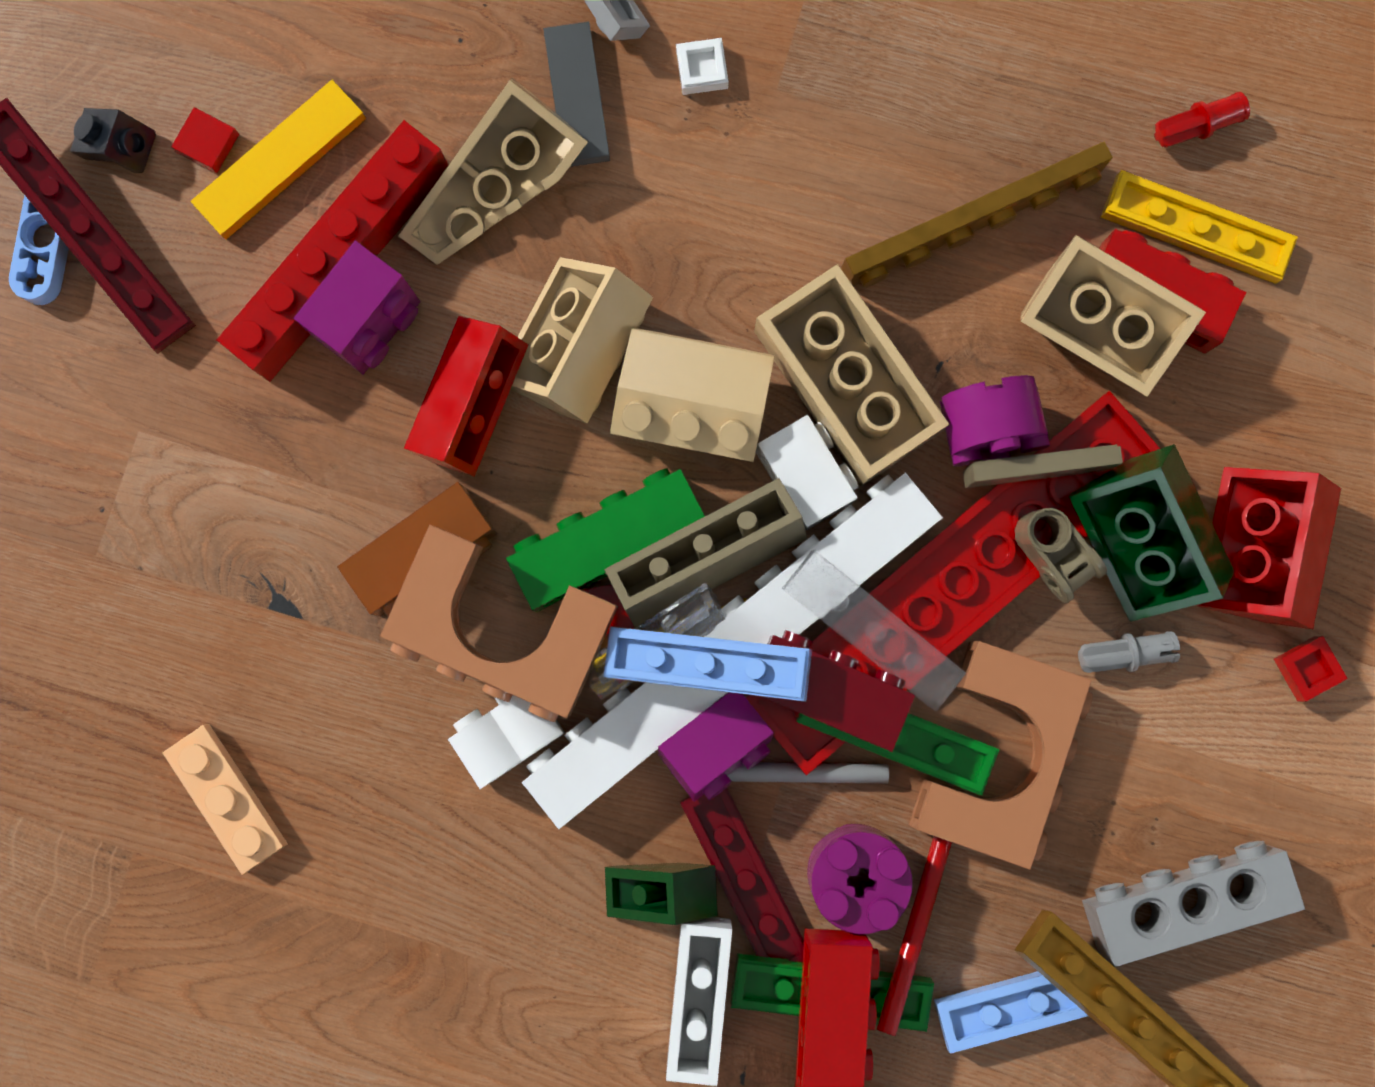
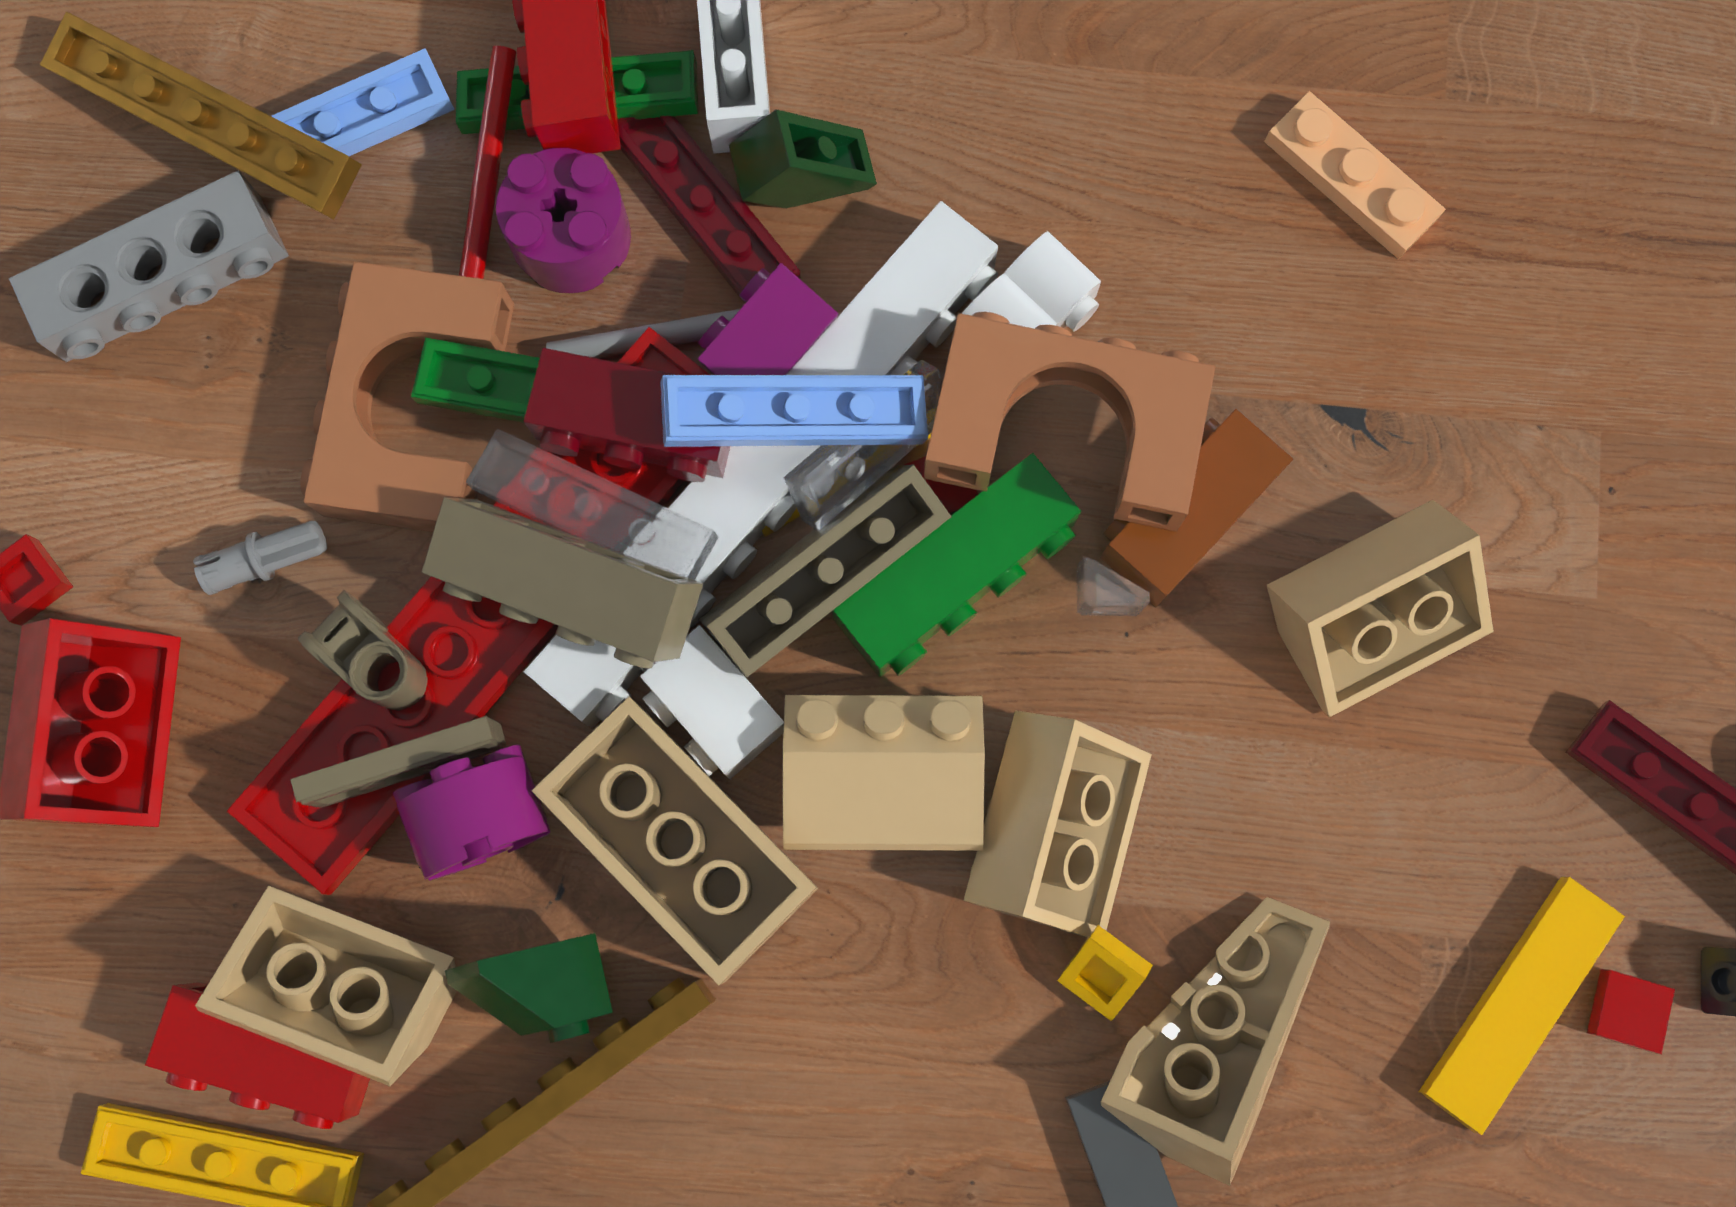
camera: 170 degrees right, 5 degrees down
(298, 451) = (1383, 606): none -> tan slope
(359, 308) = (1355, 797): magenta brick -> none
(366, 211) = (1408, 881): red brick -> none
(466, 395) = (1183, 715): red brick -> none
(503, 498) = (1106, 592): none -> clear slope
(564, 231) = (1105, 973): none -> yellow plate
(904, 572) = (562, 580): none -> dark tan brick
(961, 294) = (539, 987): none -> dark green slope
(1154, 535) = (240, 704): dark green slope -> none

